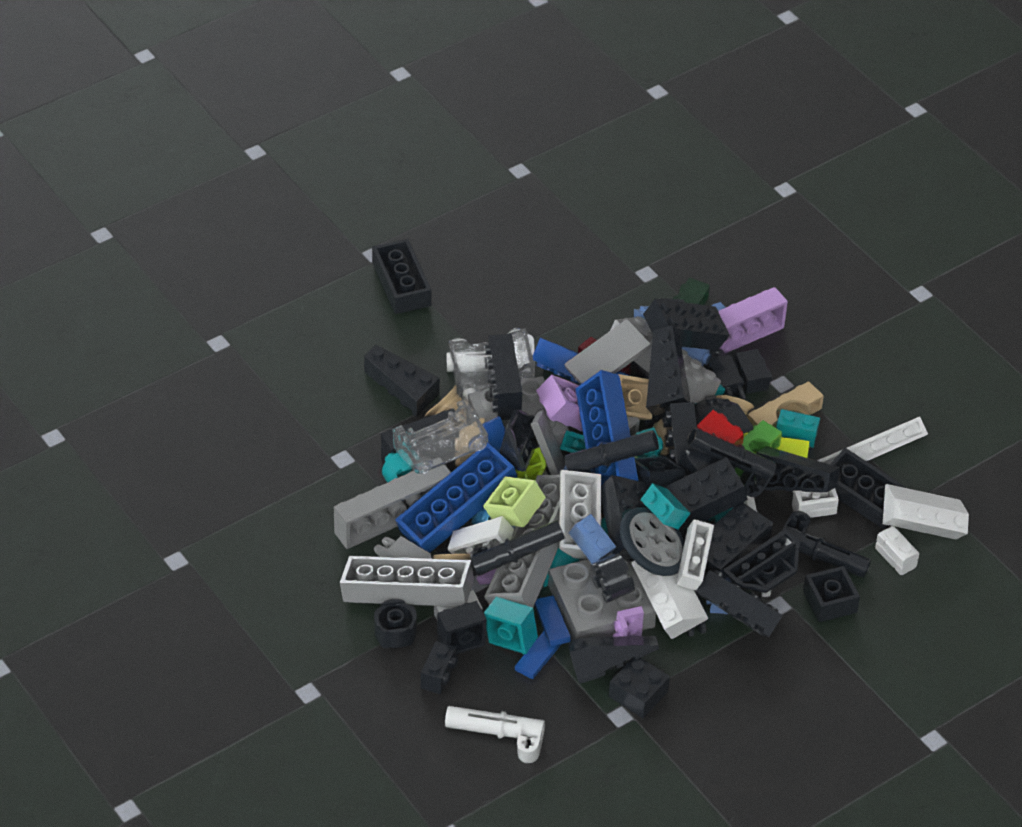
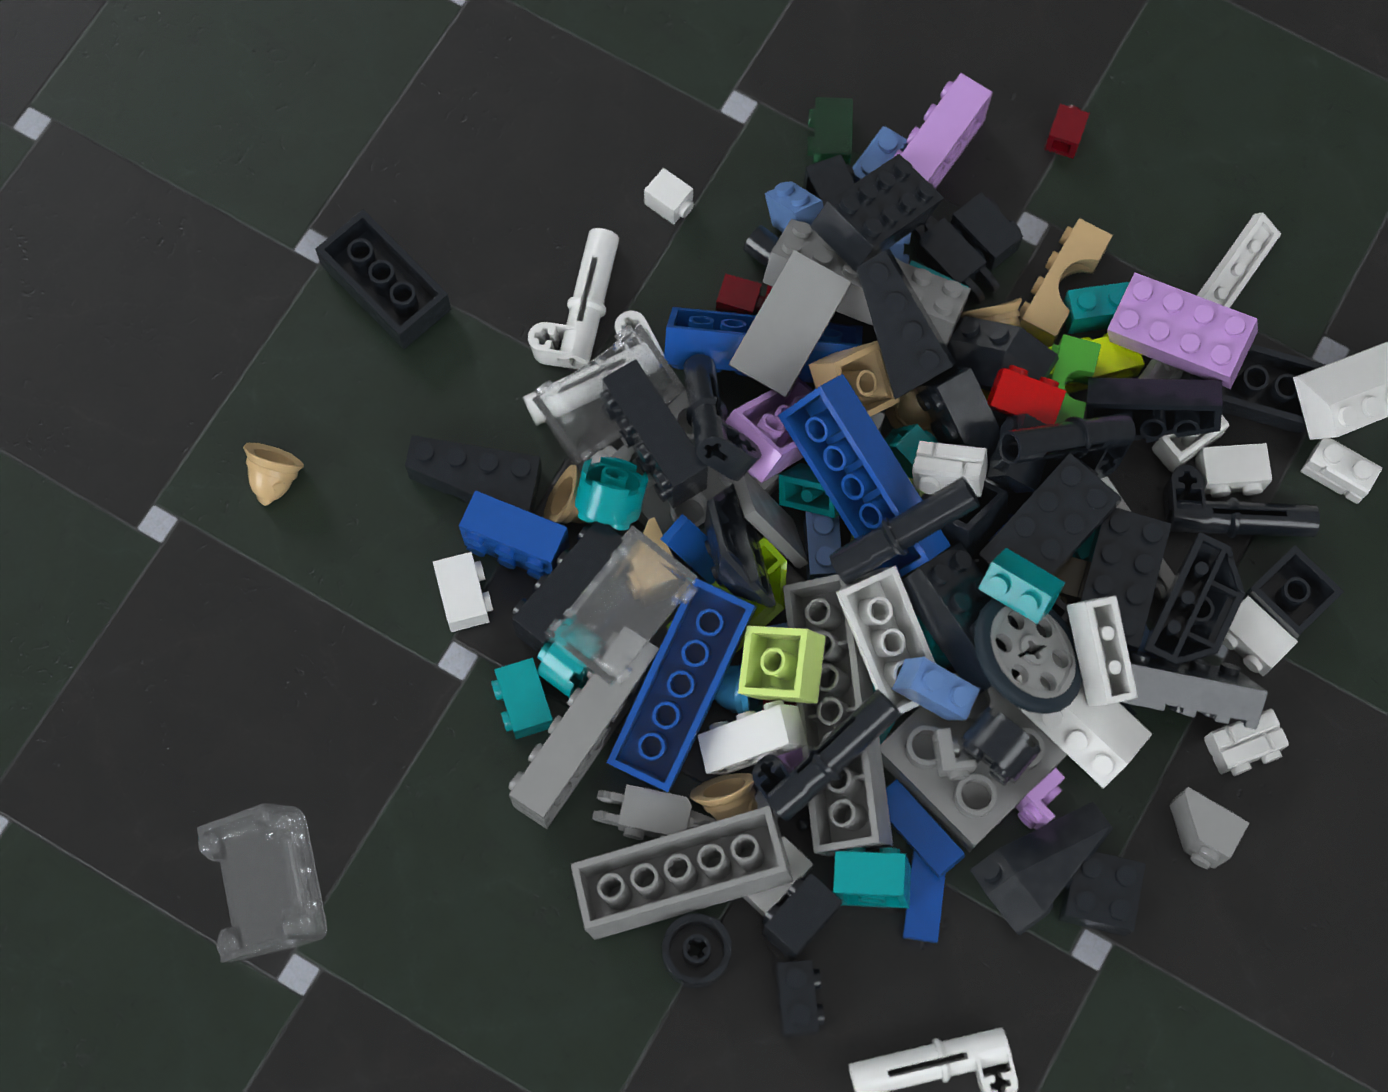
camera: 25 degrees left, 25 degrees up
(186, 508) = (266, 880): none -> clear windscreen
(290, 338) = (270, 471): none -> tan piece
(362, 424) = (461, 591): none -> white brick
(366, 477) = (523, 697): none -> teal brick
(401, 402) = (512, 535): none -> blue brick
(459, 390) = (610, 492): none -> teal brick
(515, 318) = (585, 308): none -> white piece
(534, 383) = (714, 440): none -> black piece
(581, 296) = (669, 196): none -> white brick
(583, 579) = (946, 751): none -> light grey bracket
(669, 450) = (944, 463): none -> white brick
(718, 677) = (1206, 828): none -> light grey slope
(765, 652) = (1237, 746): none -> white brick
(799, 607) = (1258, 637): none -> white brick
(827, 344) = (1067, 130): none -> dark red brick
(831, 439) = (1182, 330): none -> lavender brick
(833, 527) = (1234, 469): none -> white brick

